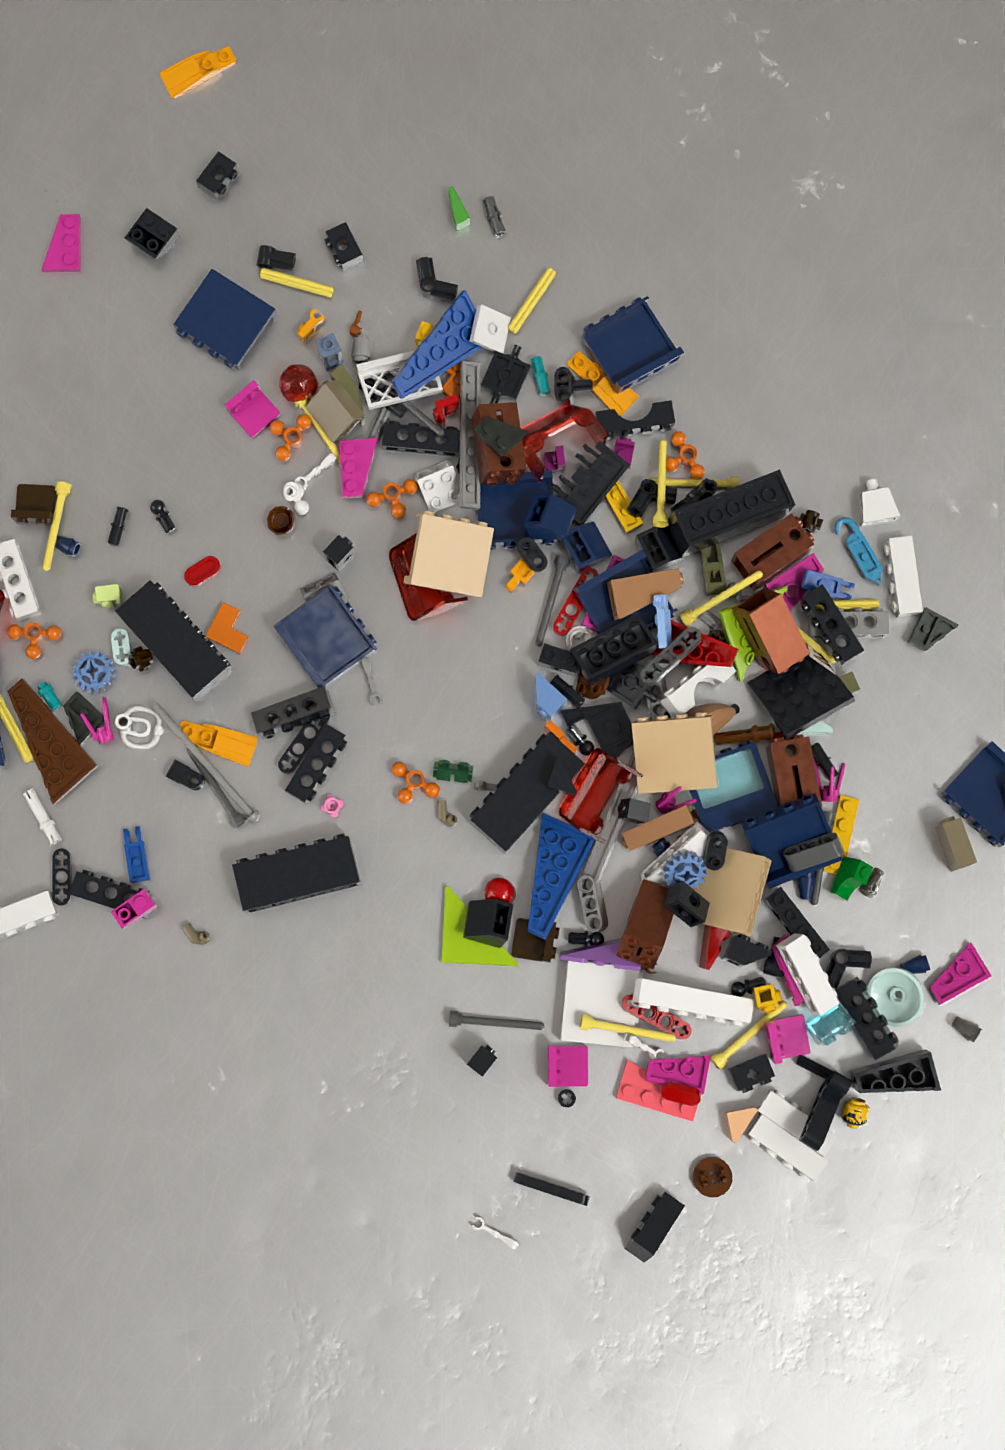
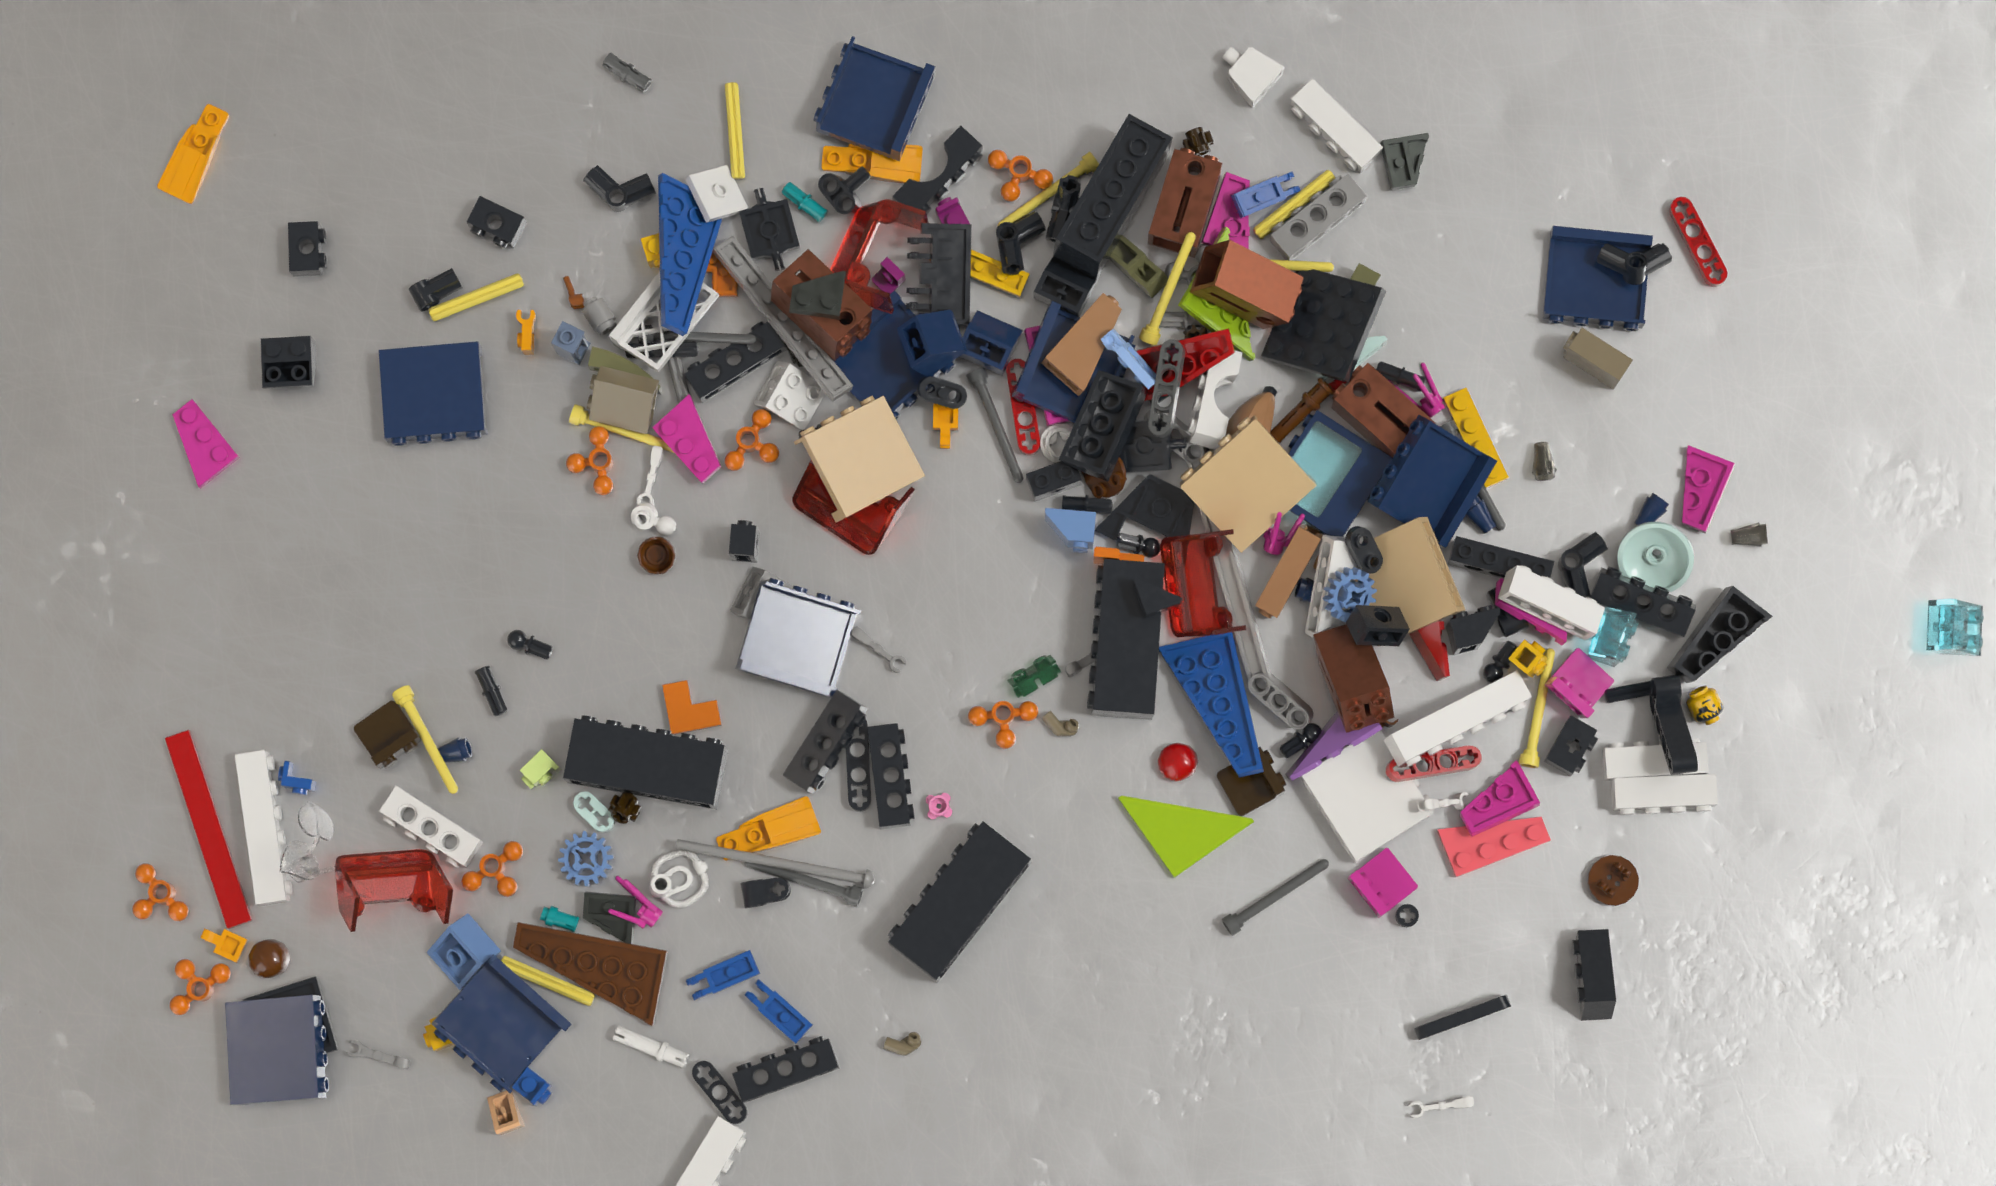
camera: 30 degrees left, 0 degrees up
(122, 808) = (725, 974): none -> blue hinge
(134, 908) = (823, 1063): dark pink slope -> none
(202, 571) = (615, 670): red tile -> none
(252, 409) = (536, 464): dark pink bracket -> none
(297, 382) = (562, 400): clear red cylinder -> none
(445, 407) = (735, 311): red bracket -> none
(460, 214) = (589, 97): bright green slope -> none
(482, 1060) = (1293, 942): black brick -> none
(488, 921) = (1191, 799): black slope -> none
(588, 1022) = (1371, 821): light yellow piece -> none
(634, 810) = (1250, 573): black brick -> none
(660, 518) = (1045, 255): light yellow piece -> none
(681, 1094) = (1518, 821): red tile -> none
(738, 1121) = (1596, 804): light nougat slope -> none
(813, 852) = (1462, 475): dark grey beam -> none
(815, 655) = (1311, 275): white sticker -> none
(820, 596) = (1294, 219): black brick -> none
(850, 876) = (1517, 472): green arch -> none
(861, 551) = (1273, 133): dark azure plate -> none

